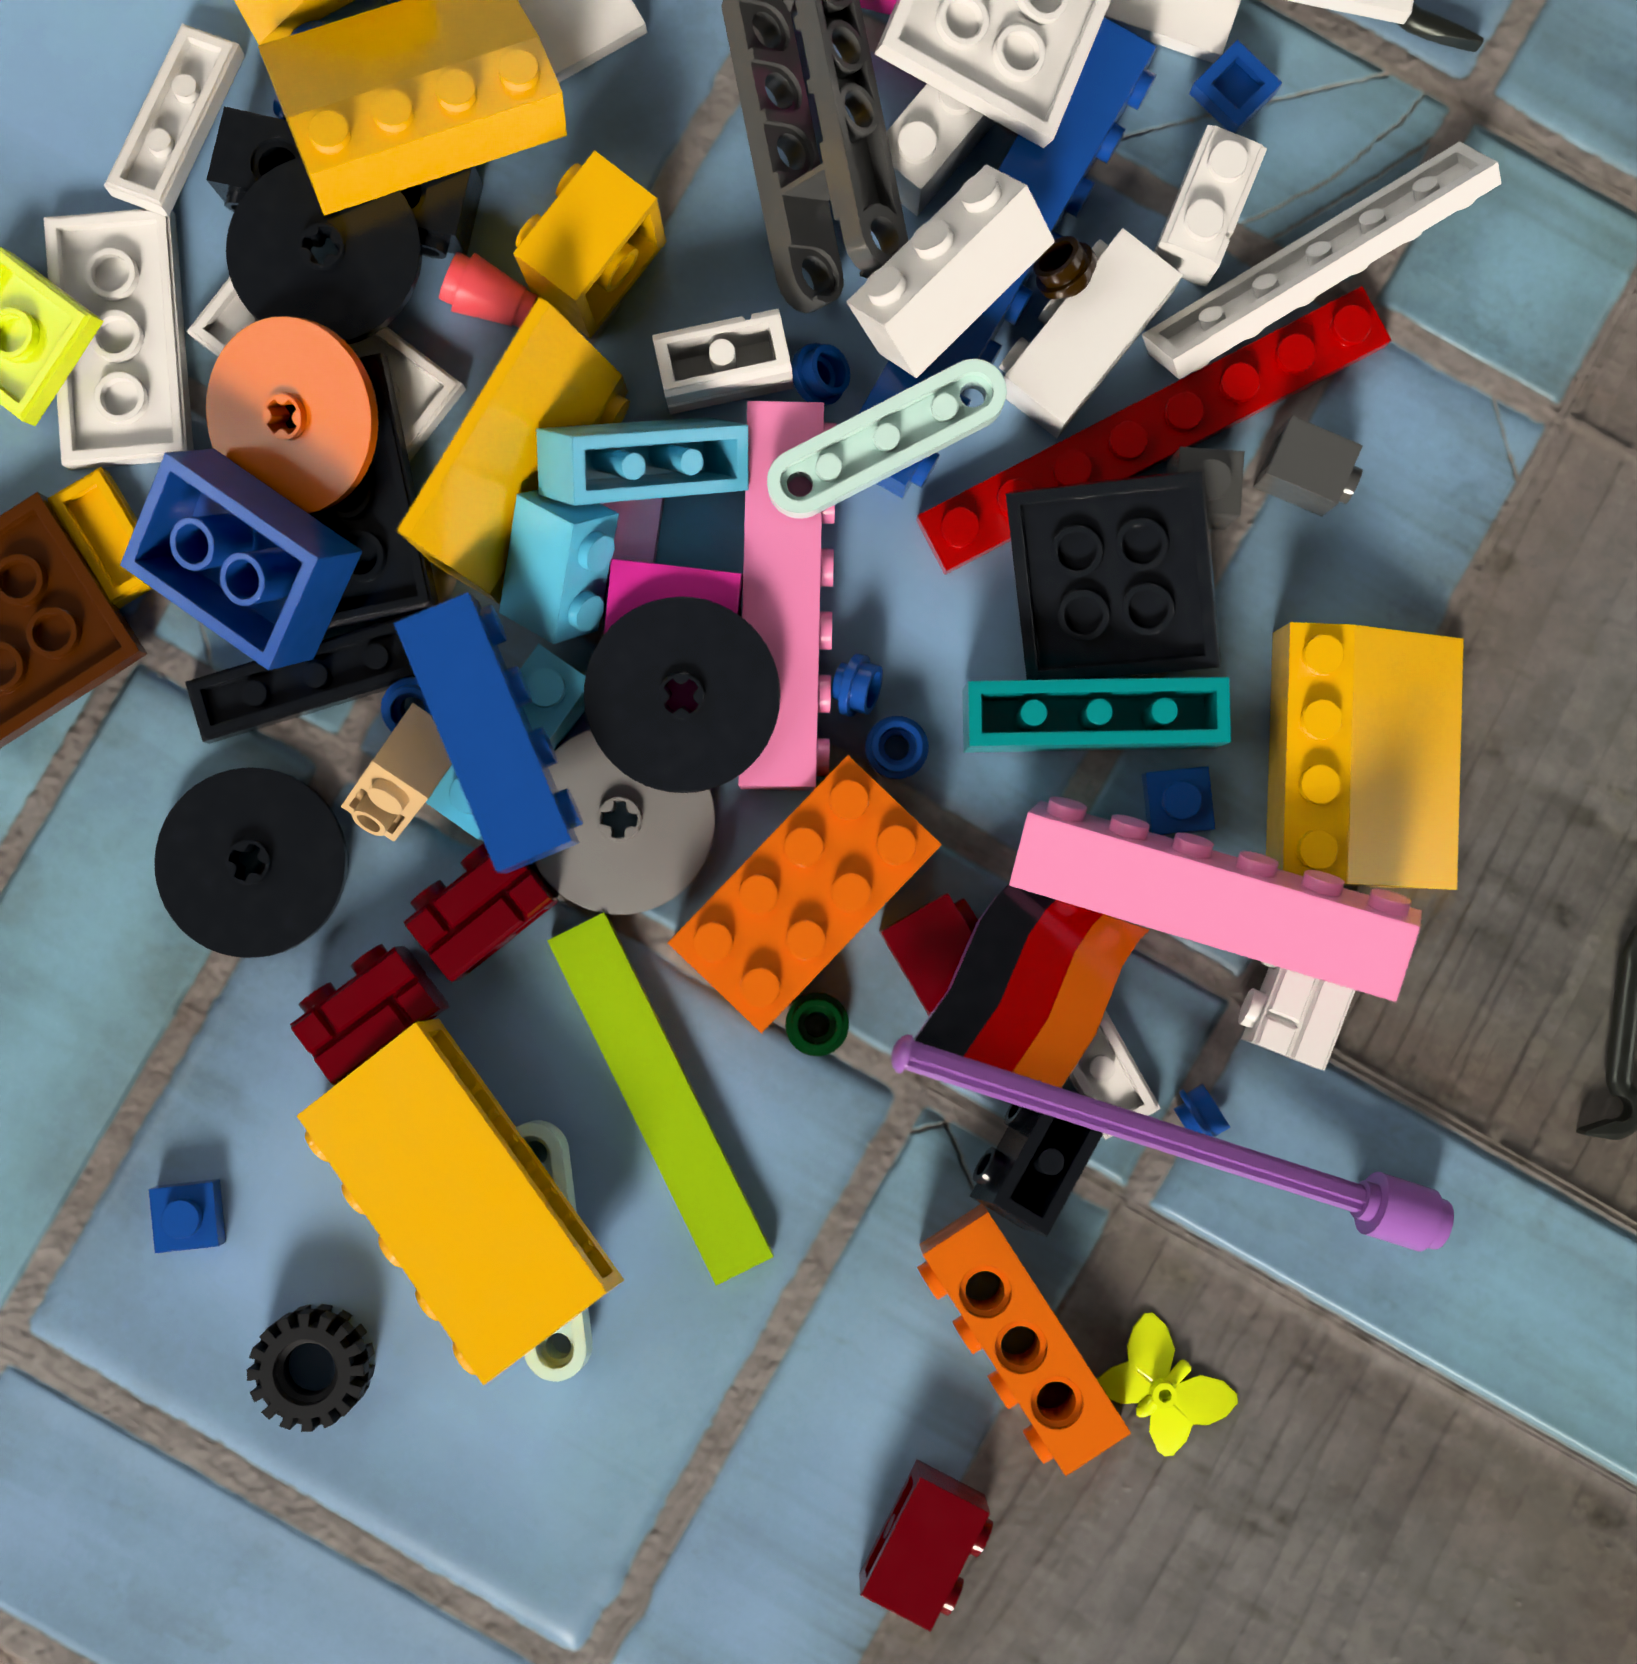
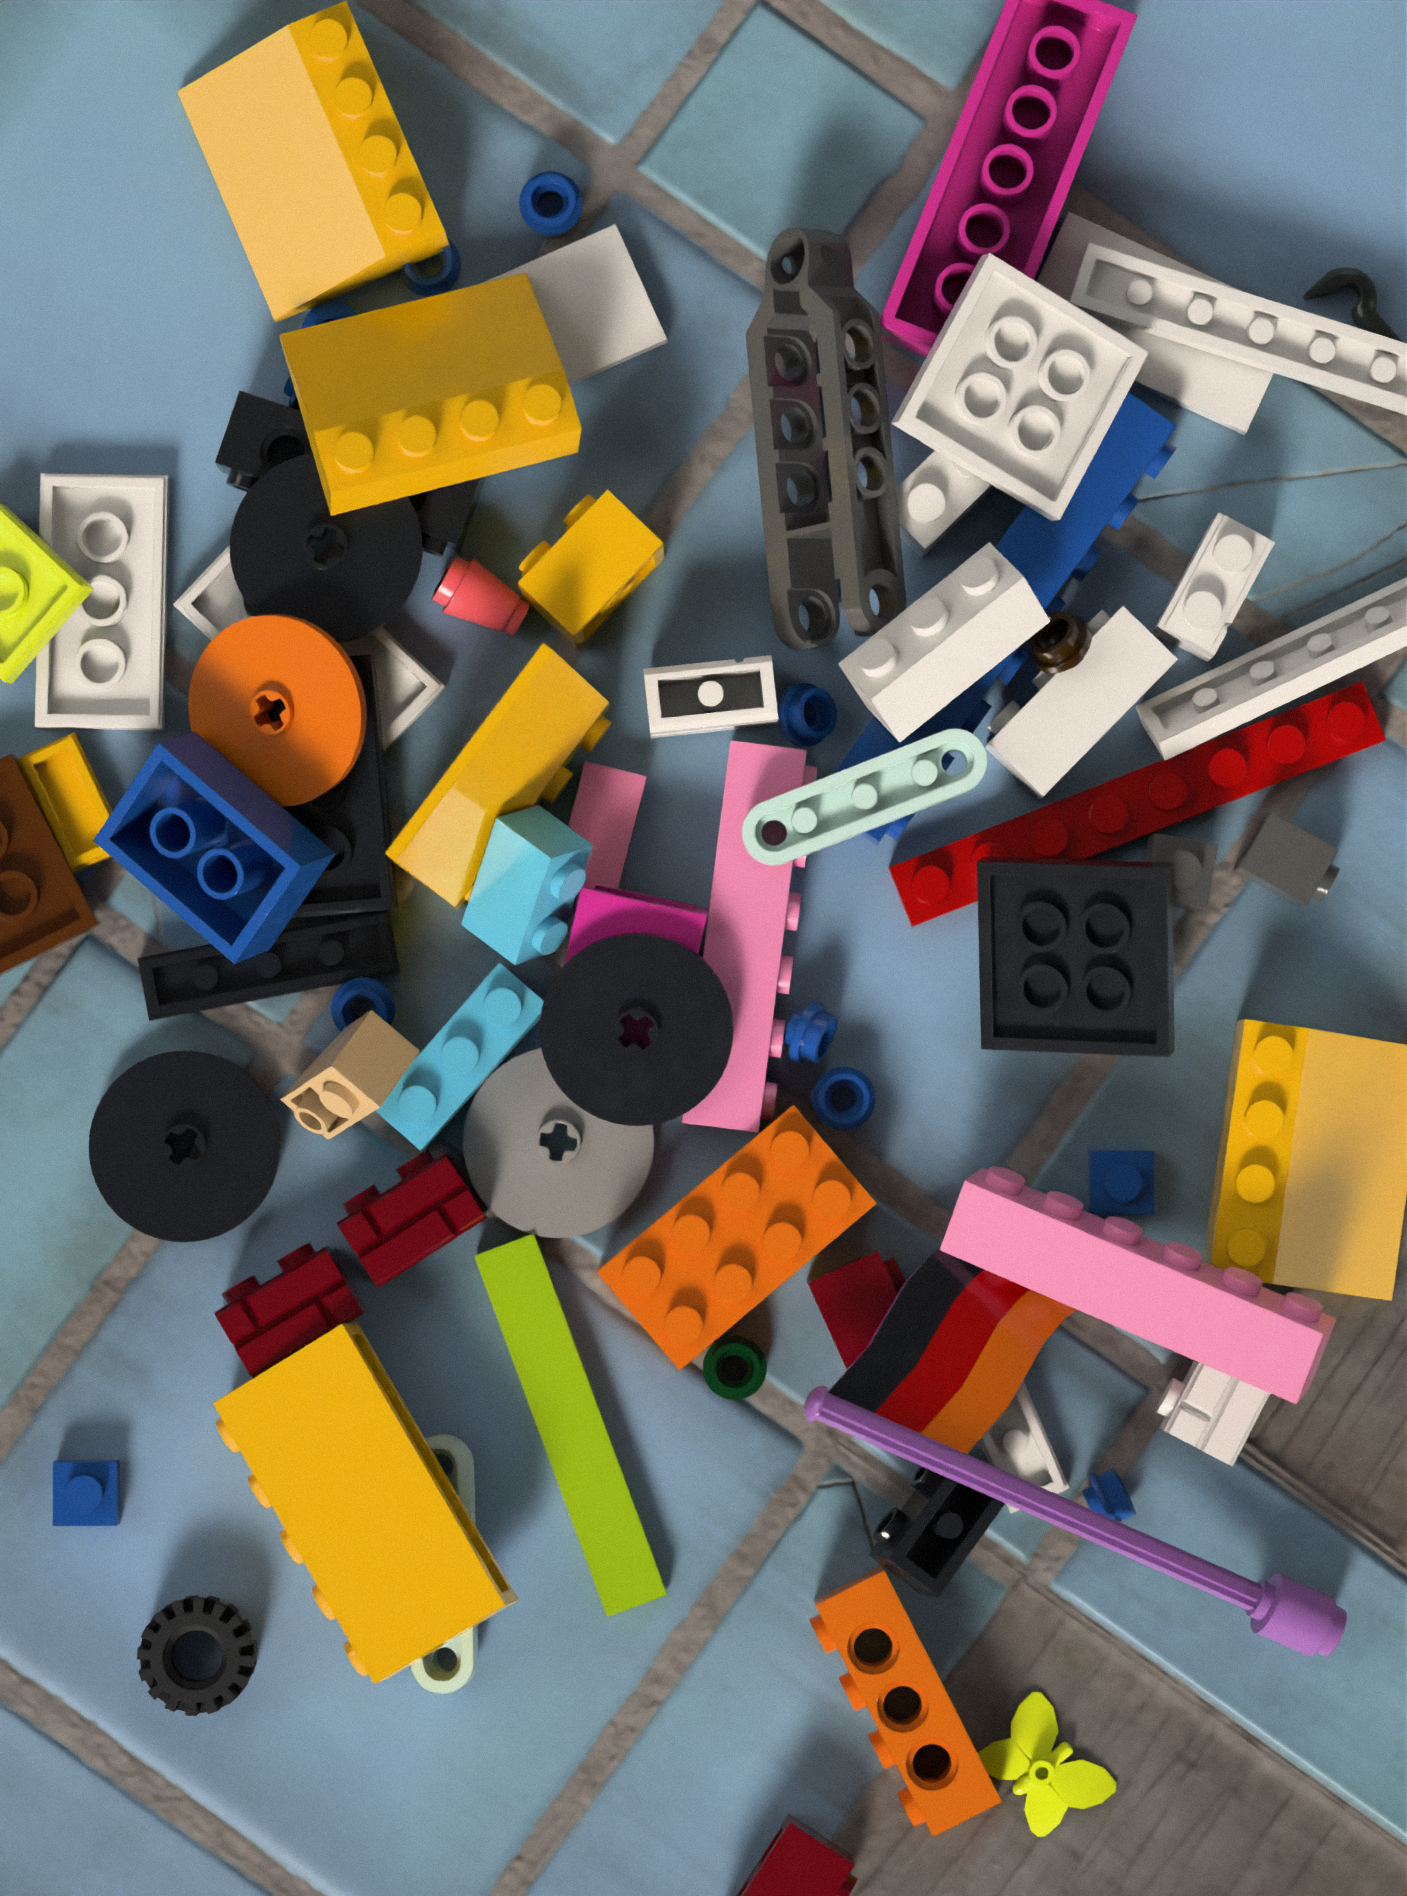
camera: 10 degrees right, 0 degrees up
(174, 120) = (182, 388): white tile -> none
(488, 732) = (446, 1051): blue brick -> none
(641, 460) = (622, 794): medium azure brick -> none
(1096, 714) = (1043, 1089): teal brick -> none
(1235, 87) = (1256, 466): blue plate -> none

